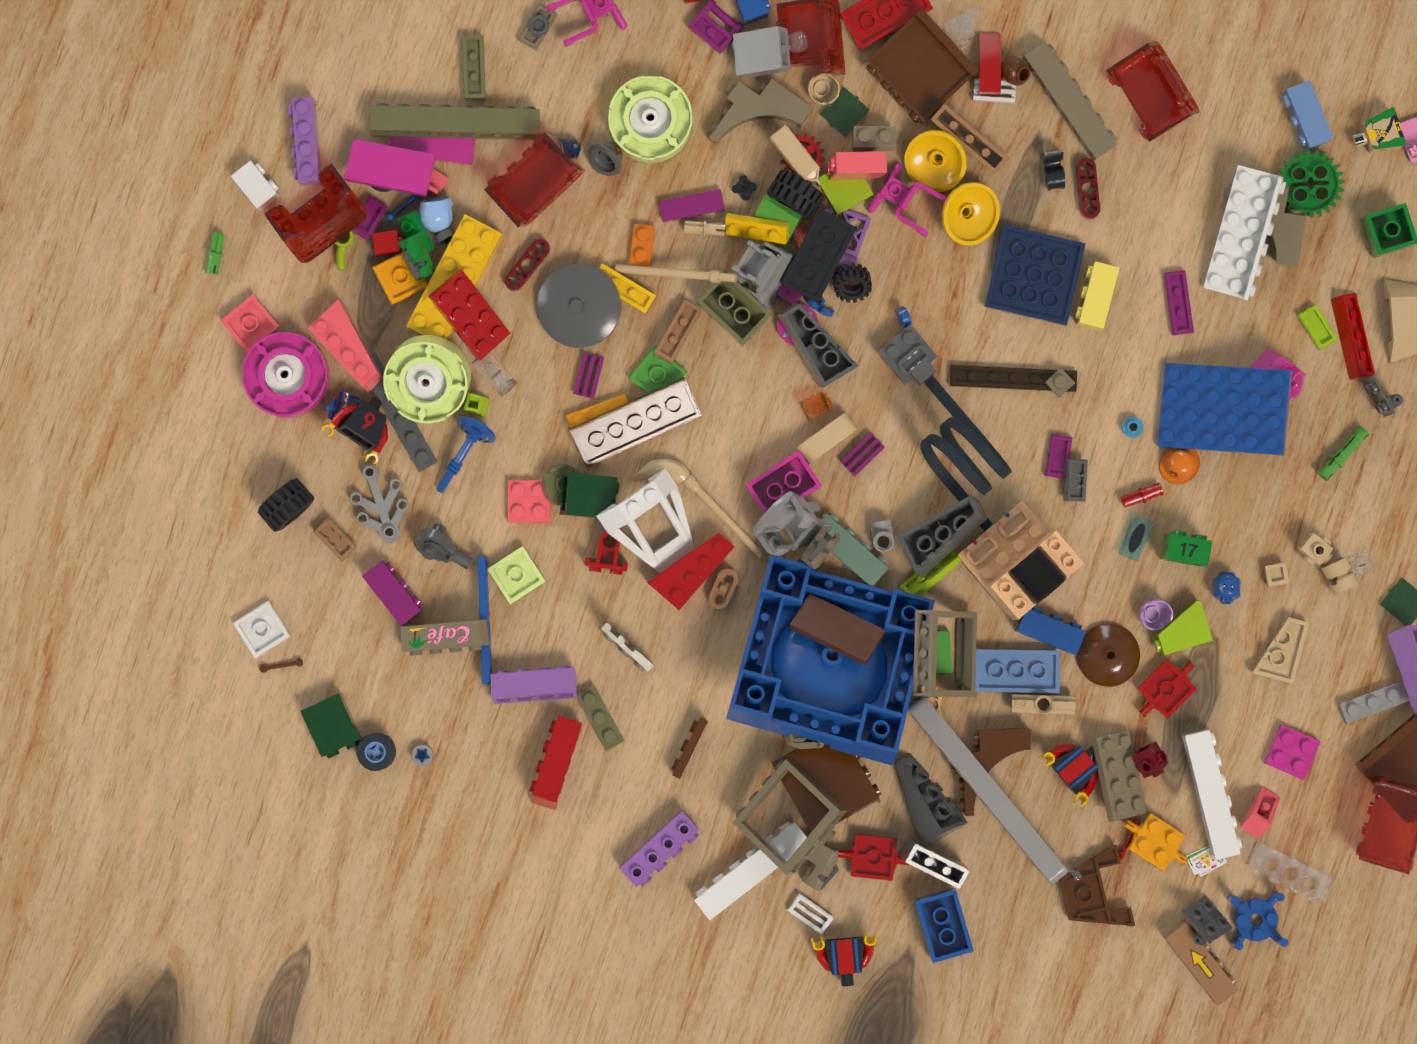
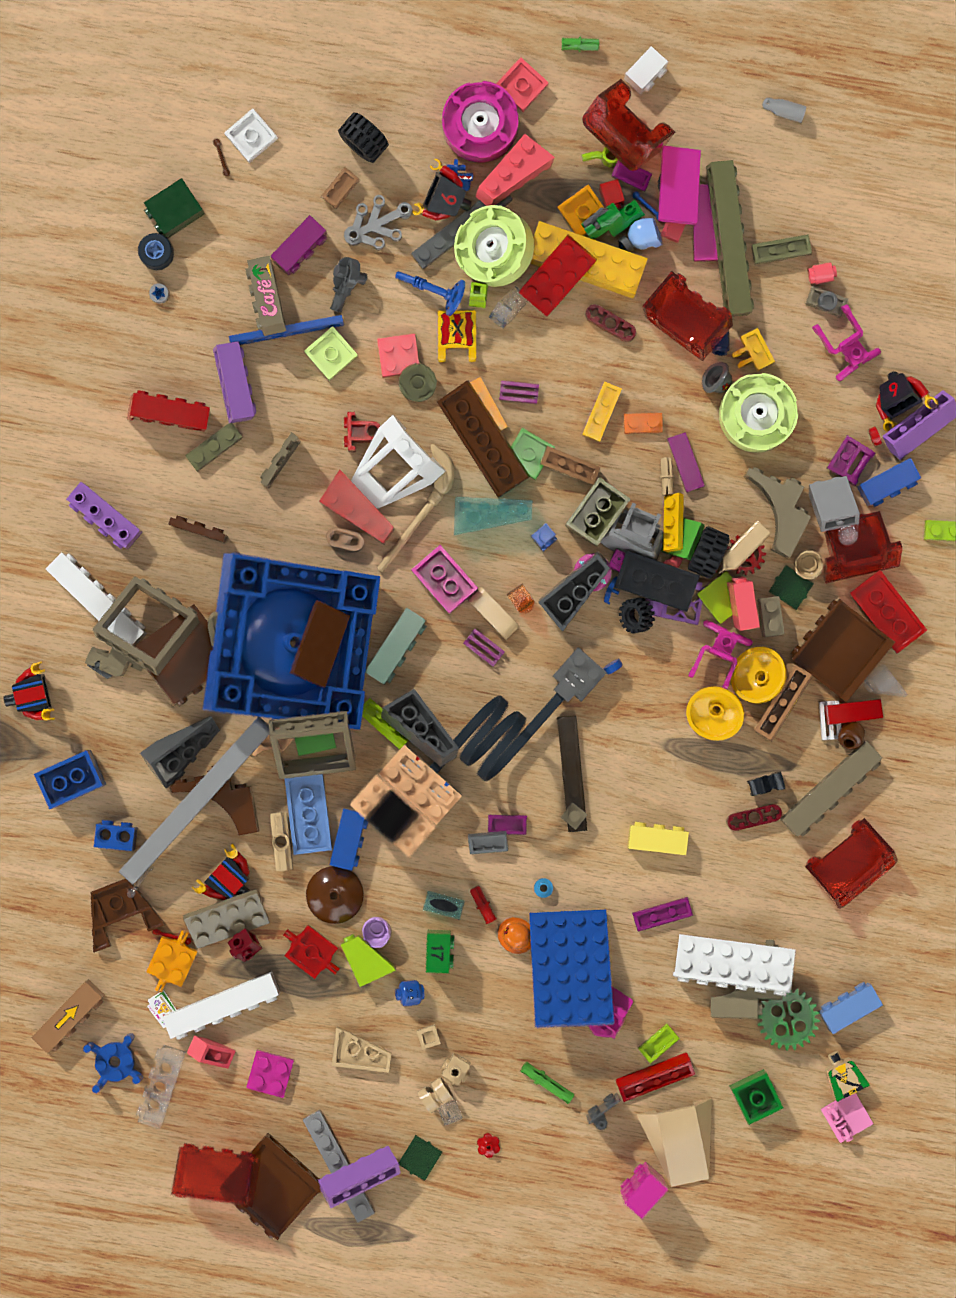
camera: 80 degrees right, 0 degrees up
(306, 140) = (693, 109): medium lavender brick -> none
(320, 39) = (785, 109): none -> light grey piece
(507, 27) = (822, 273): none -> coral brick
(514, 434) = (457, 333): none -> flag
(579, 305) = (580, 374): dark grey dish -> none
(581, 110) = (756, 349): none -> yellow hinge
(587, 494) = (411, 405): dark green brick -> none
(714, 276) = (624, 488): tan bar -> none
(717, 426) = (484, 513): none -> clear light blue wedge
(750, 187) = (709, 512): black plate -> none
(752, 371) = (544, 537): none -> brick
(793, 515) = (419, 589): light grey piece -> none
(819, 548) = (391, 618): dark tan plate -> none
(825, 923) = (72, 645): white tile -> none
(873, 857) = (123, 708): red plate -> none
(879, 529) = (418, 672): light grey piece -> none
(934, 862) = (124, 763): brick -> none
(1017, 885) = (115, 840): none -> blue brick
(1034, 275) = (668, 780): dark blue plate -> none
(1206, 920) = (106, 1016): dark grey hinge -> none
(1397, 529) = (488, 1140): none -> red plant

